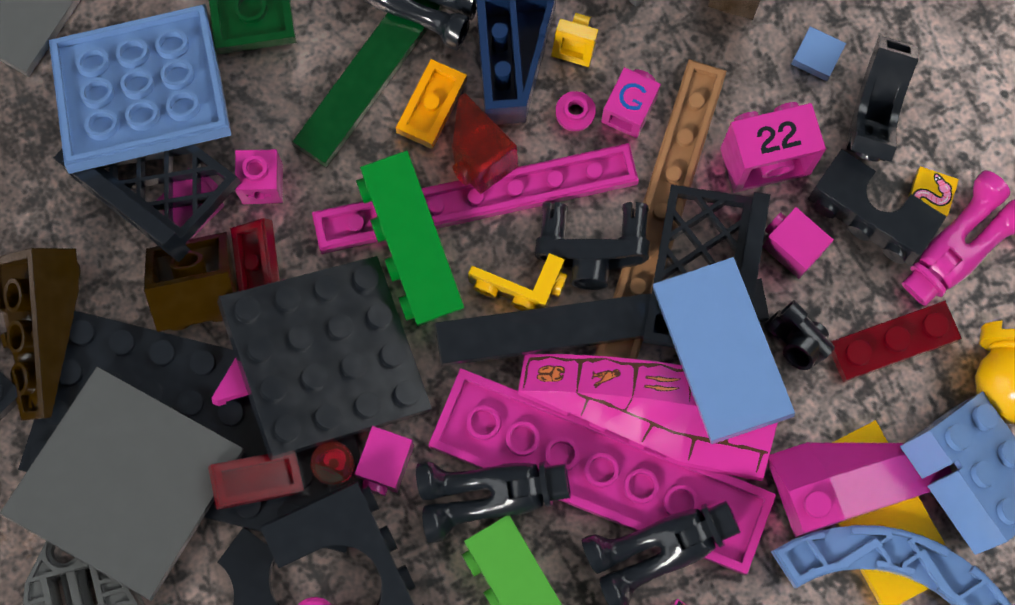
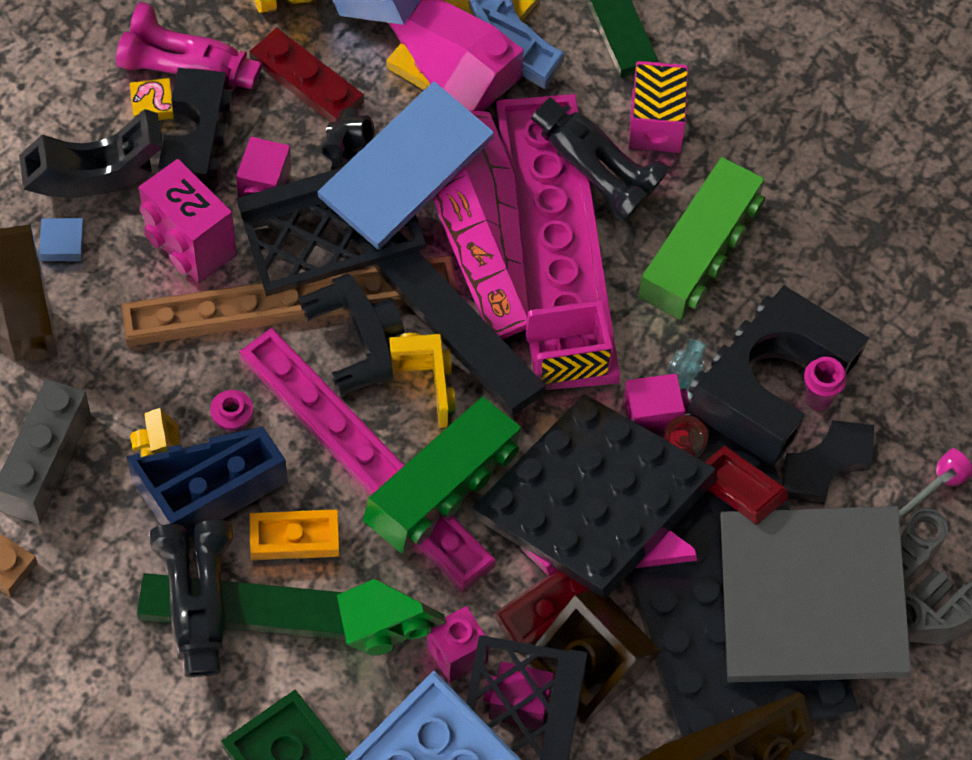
camera: 120 degrees left, 15 degrees down
(303, 121) = (382, 616): none -> green slope
(407, 510) = (687, 363): none -> clear light blue plate
(458, 436) = (568, 322): none -> dark pink piece
(480, 147) = (318, 464): clear red slope -> none
(513, 489) = (621, 284): black piece -> none
(631, 101) = (198, 363): dark pink brick -> none

